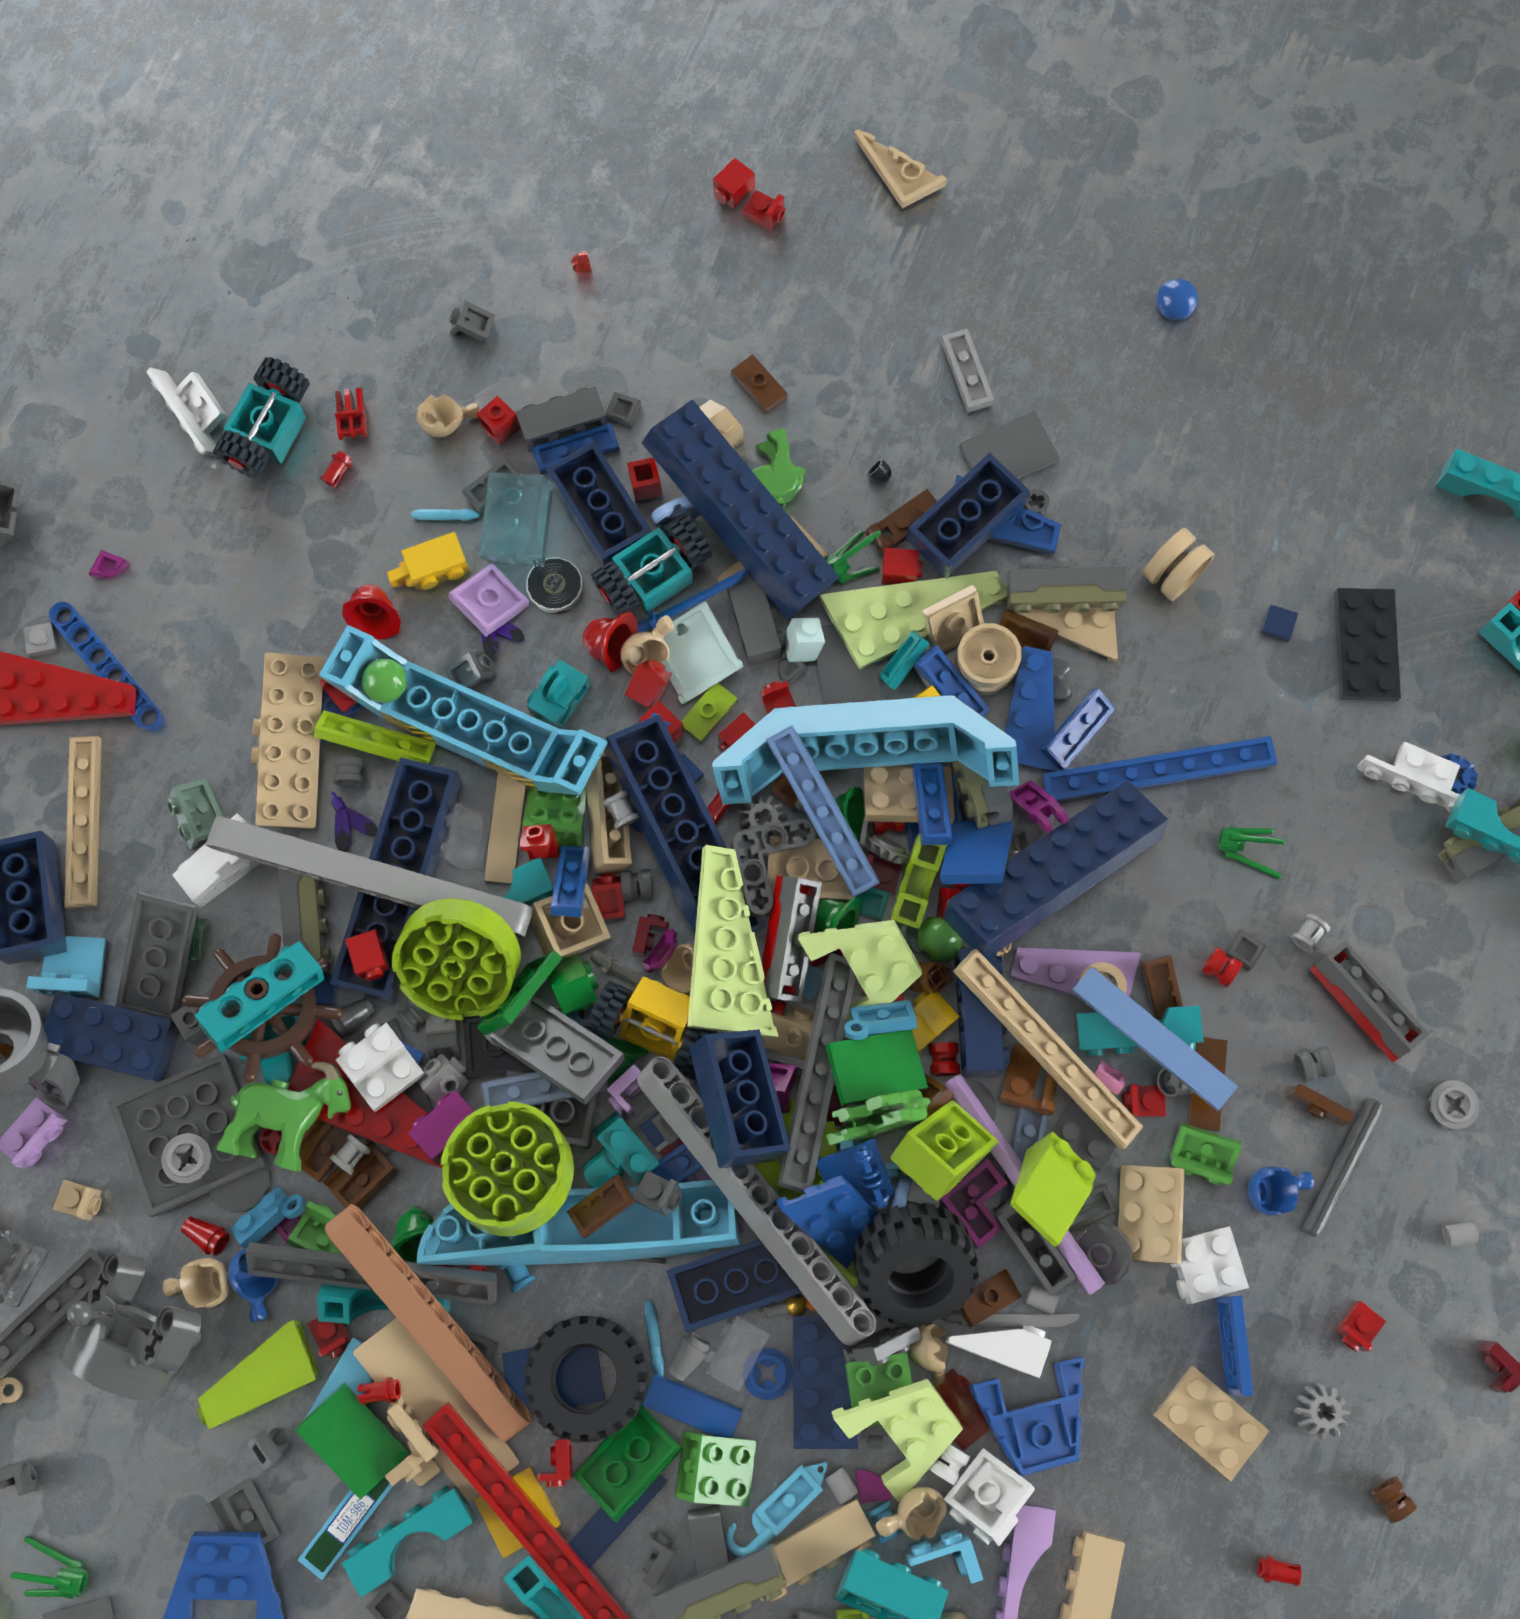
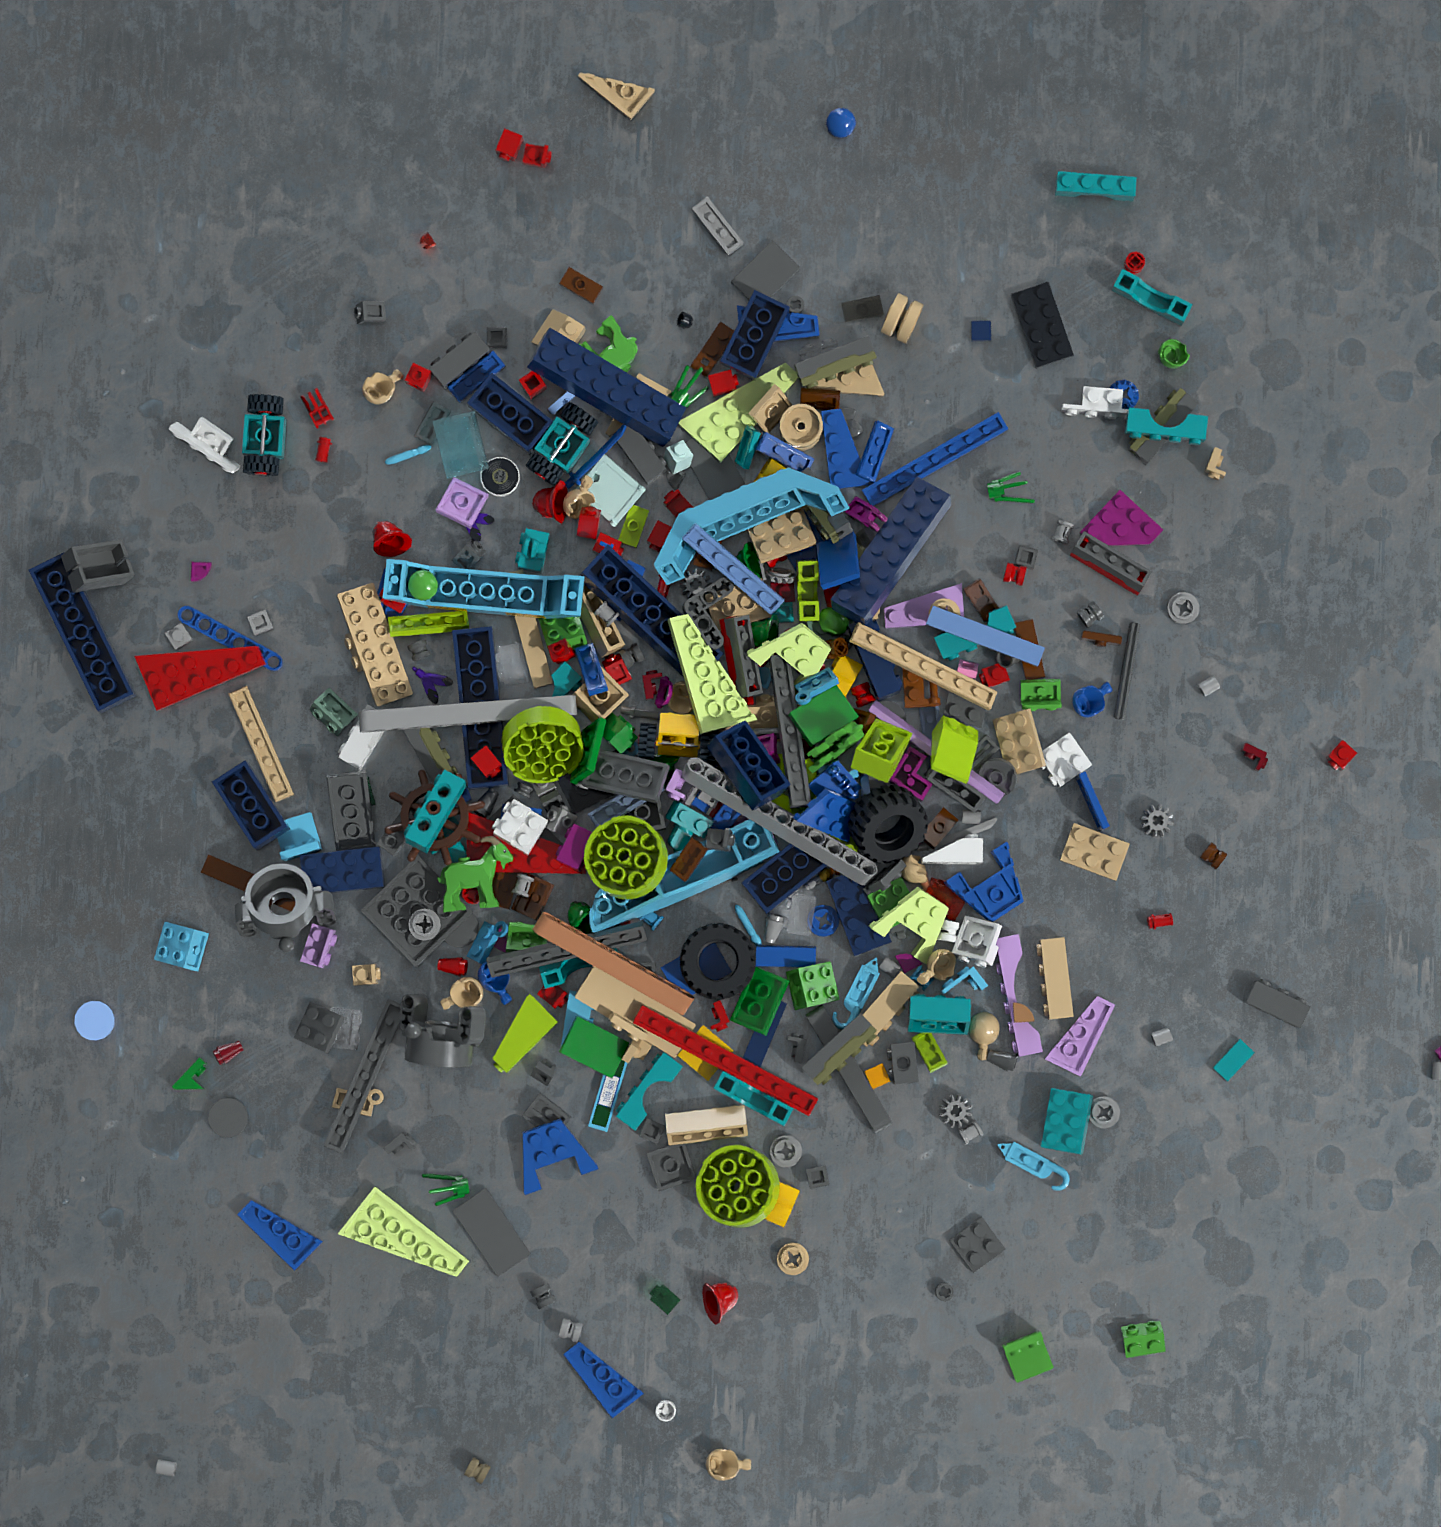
camera: 20 degrees left, 10 degrees up
(153, 659) = (260, 622): none -> light grey plate
(386, 1390) = (600, 1012): red pin -> none
(430, 563) = (414, 492): yellow hinge -> none
(932, 804) = (799, 538): blue tile -> none
(1125, 538) = (862, 308): none -> clear smoke plate
(1360, 1327) = (1165, 763): red bracket -> none
(1402, 952) = (1122, 523): none -> magenta plate

